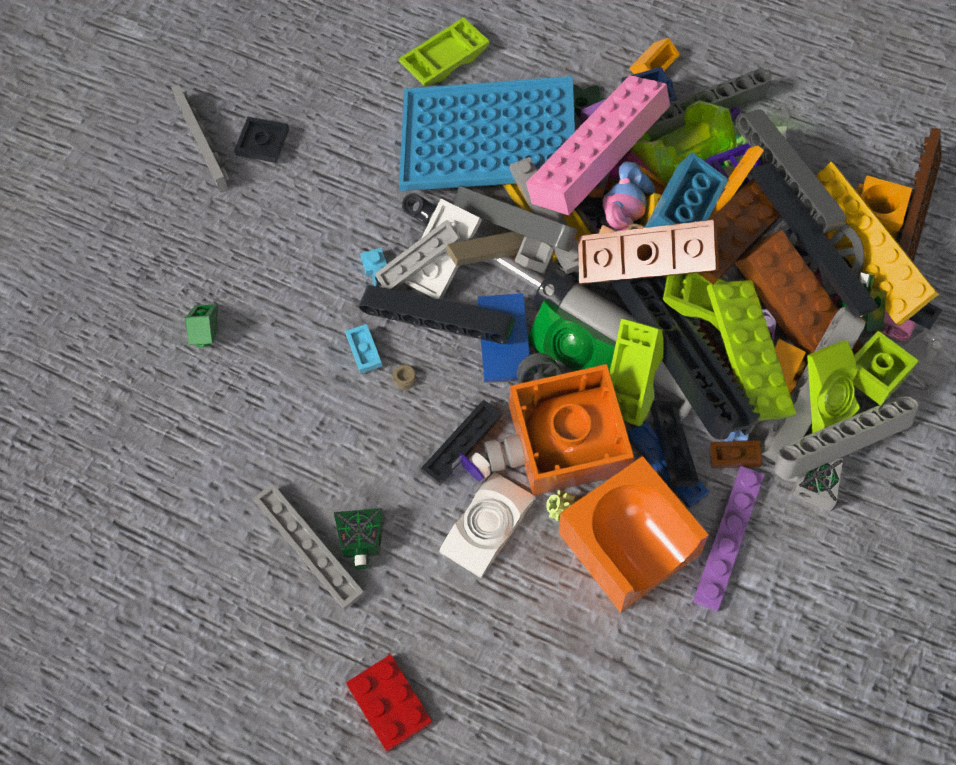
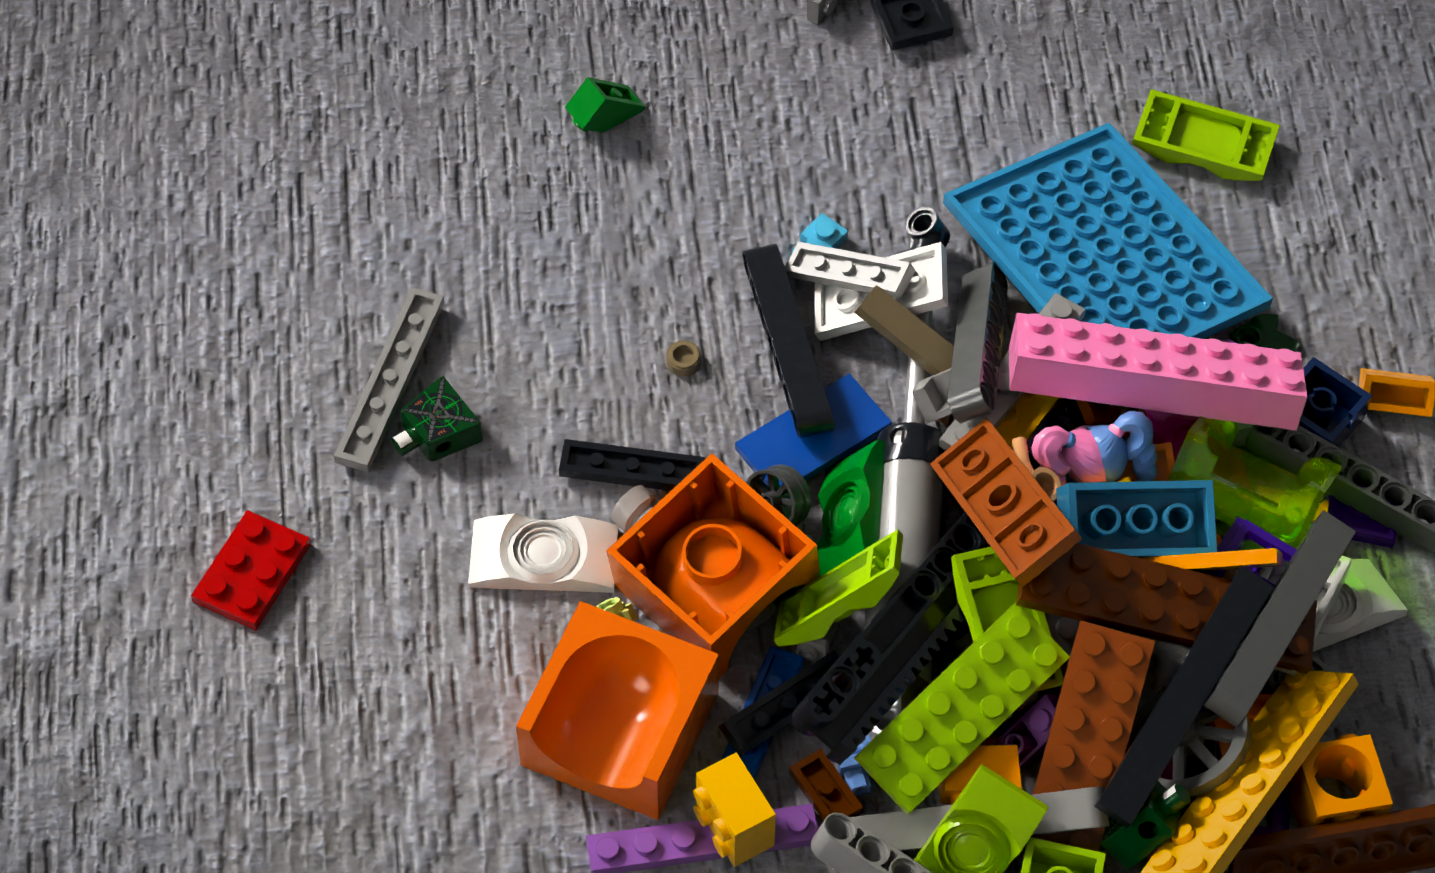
camera: 55 degrees right, 5 degrees down
(363, 349) = (688, 291): medium azure plate -> none
(475, 465) = (606, 496): piece -> none
(739, 505) = (734, 810): none -> yellow brick

